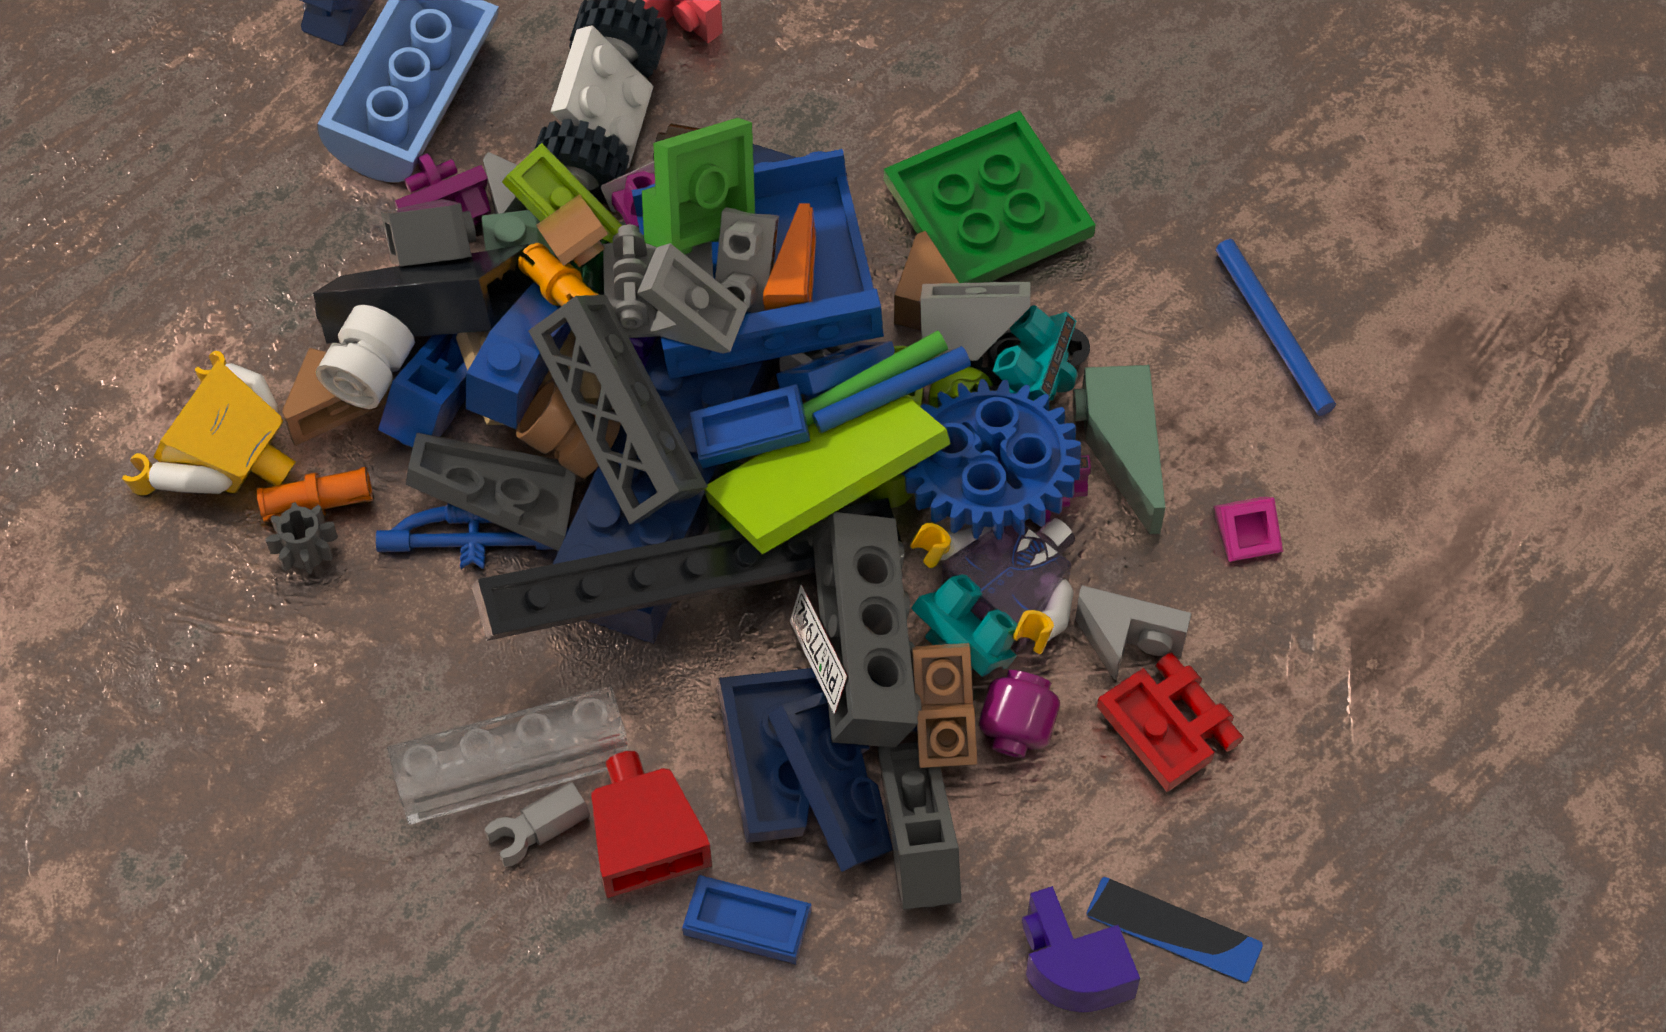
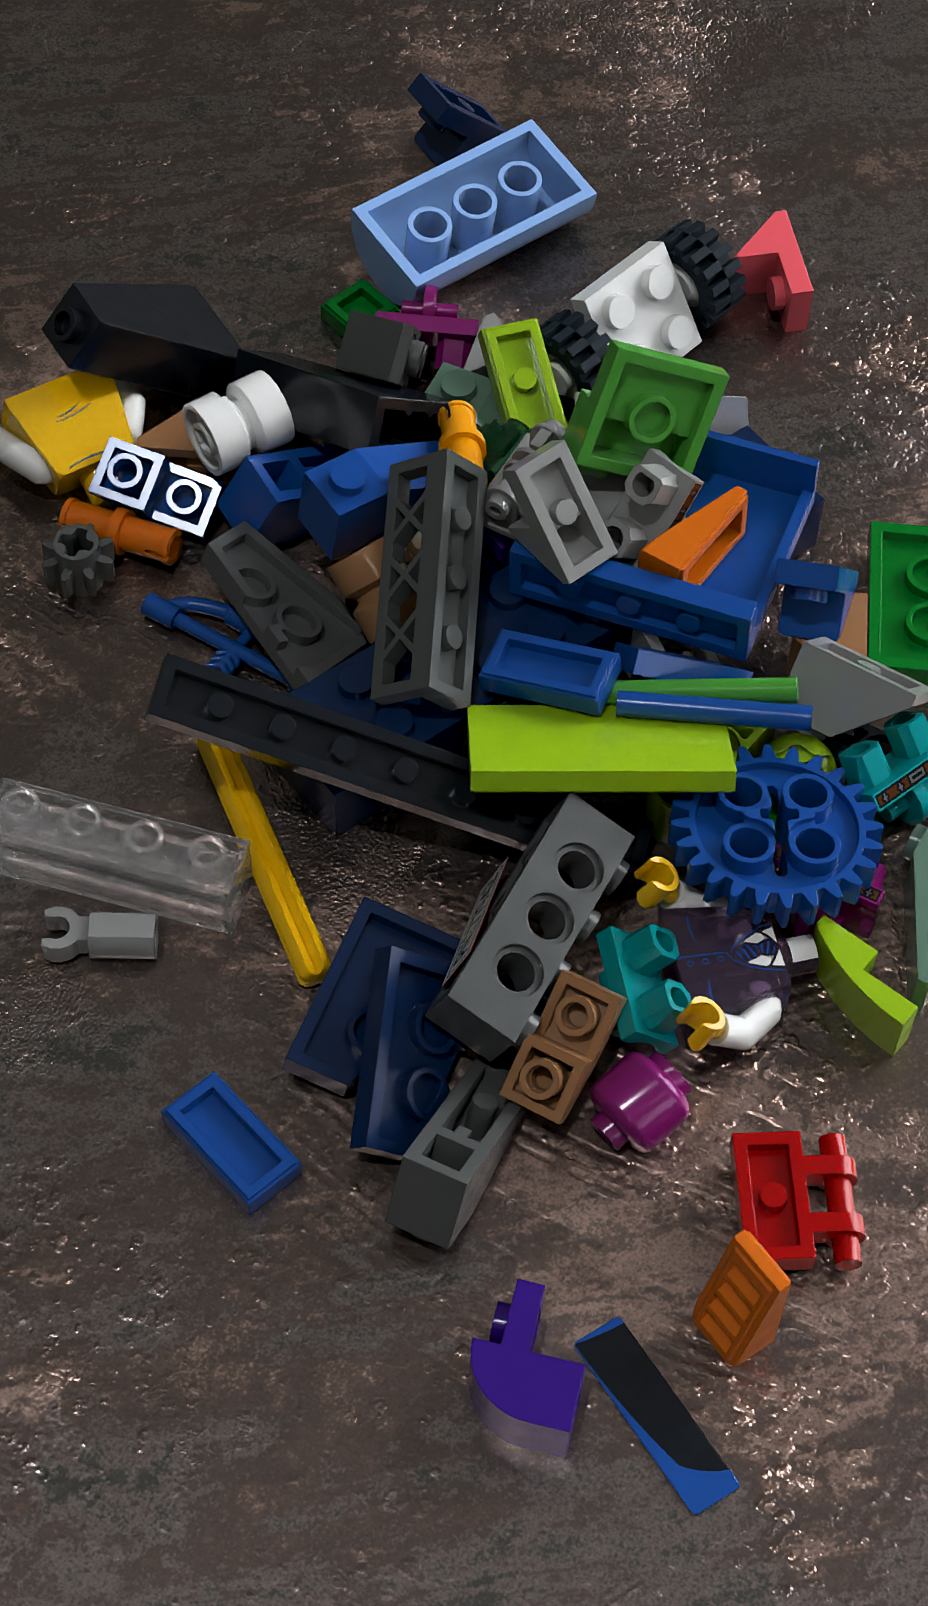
camera: 30 degrees right, 5 degrees down
(237, 324) = (144, 337): none -> black slope
(323, 444) = (156, 488): none -> slope
(363, 205) = (357, 297): none -> green tile
(573, 232) = (504, 408): medium nougat slope -> none
(631, 698) = (268, 864): none -> yellow axle
(645, 827) = (190, 996): red torso -> none
(895, 257) = (814, 598): none -> blue slope
(1115, 620) = (811, 1074): light grey slope -> none
(1118, 544) = (865, 1000): none -> lime slope
(1189, 813) = (742, 1300): none -> orange slope

